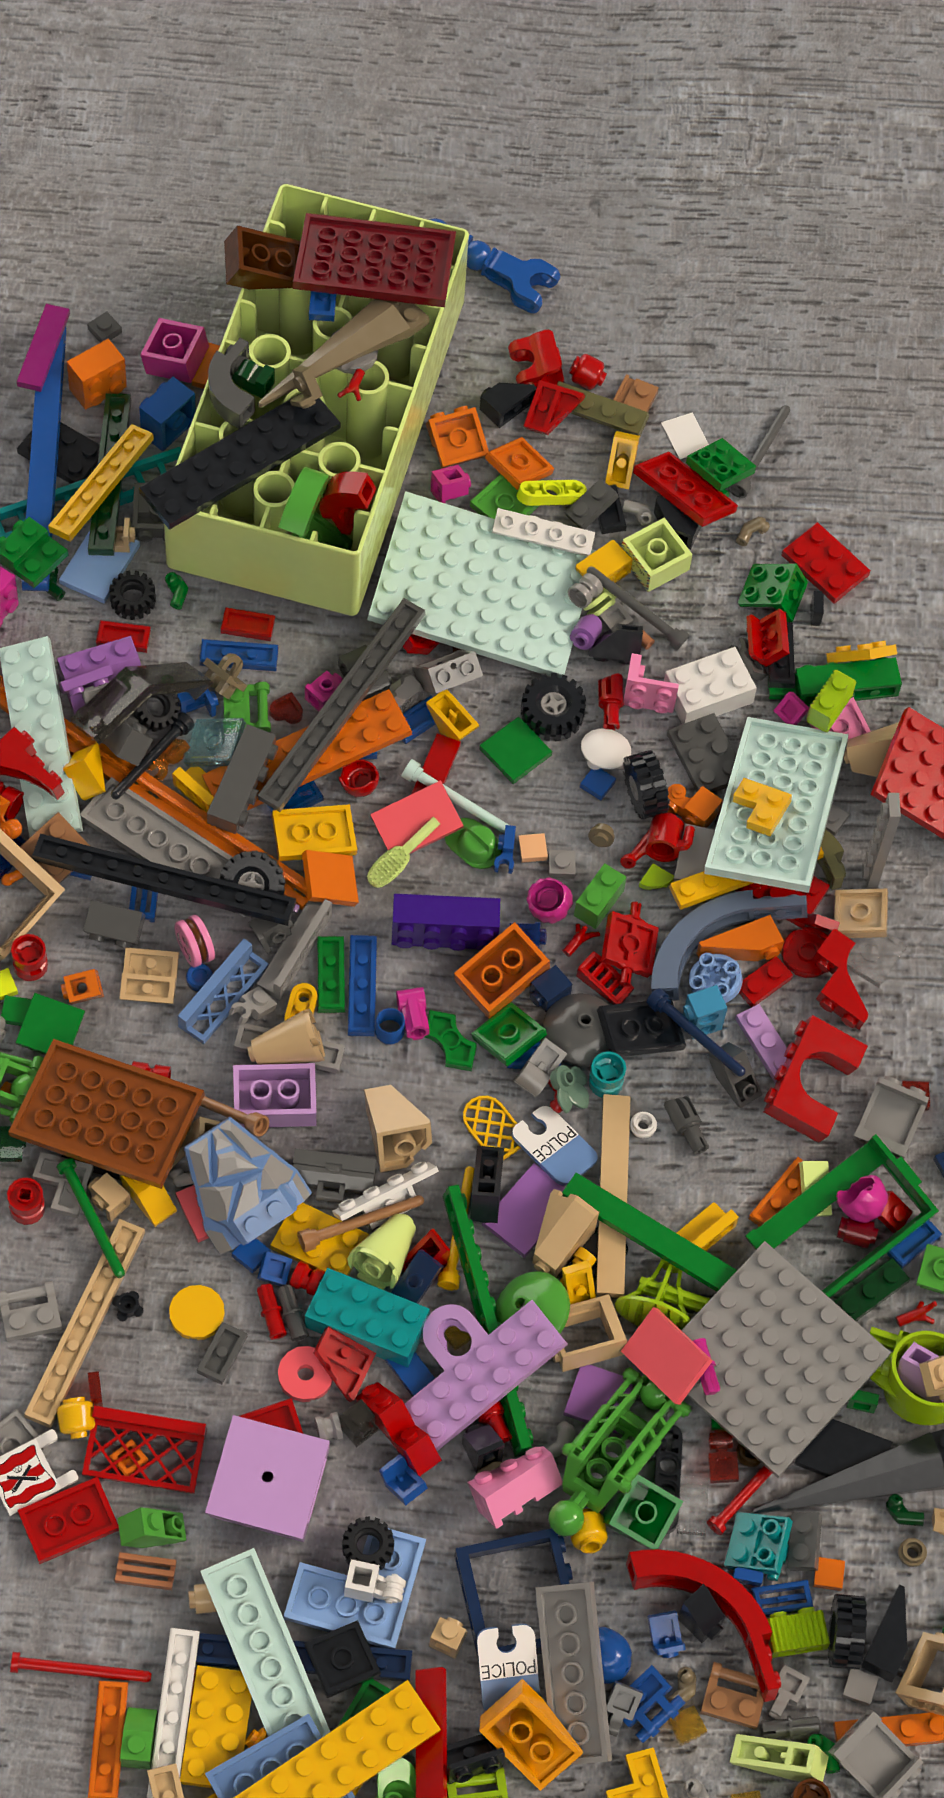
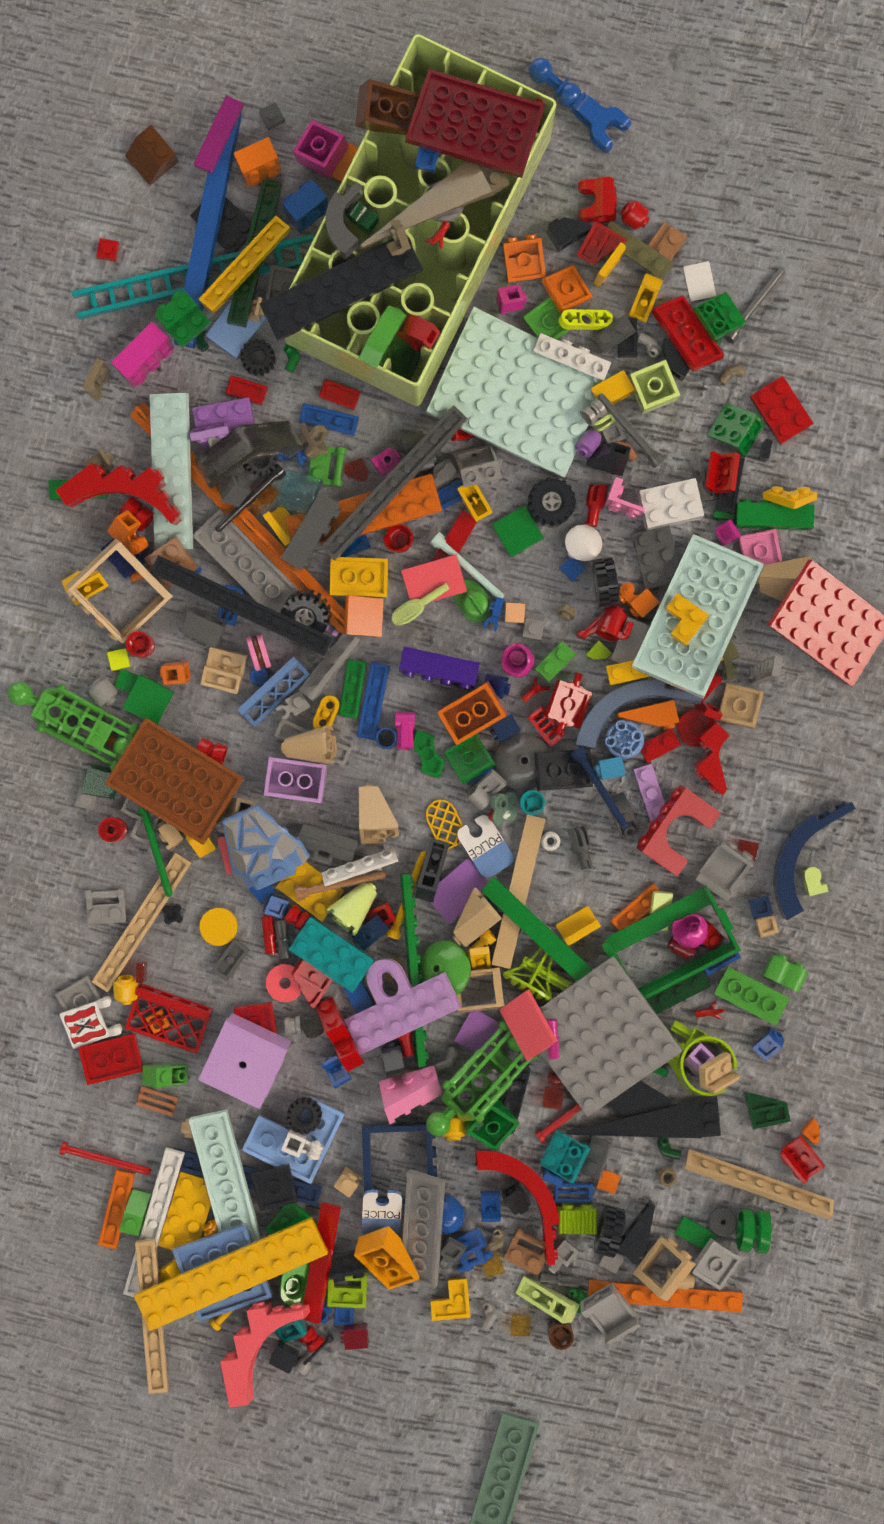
camera: 15 degrees right, 25 degrees up
(86, 772) = (200, 503): yellow slope -> none
(254, 1122) = (274, 809): medium nougat piece -> none
(568, 426) = (610, 264): none -> yellow tile
(831, 701) = (756, 538): lime brick -> none

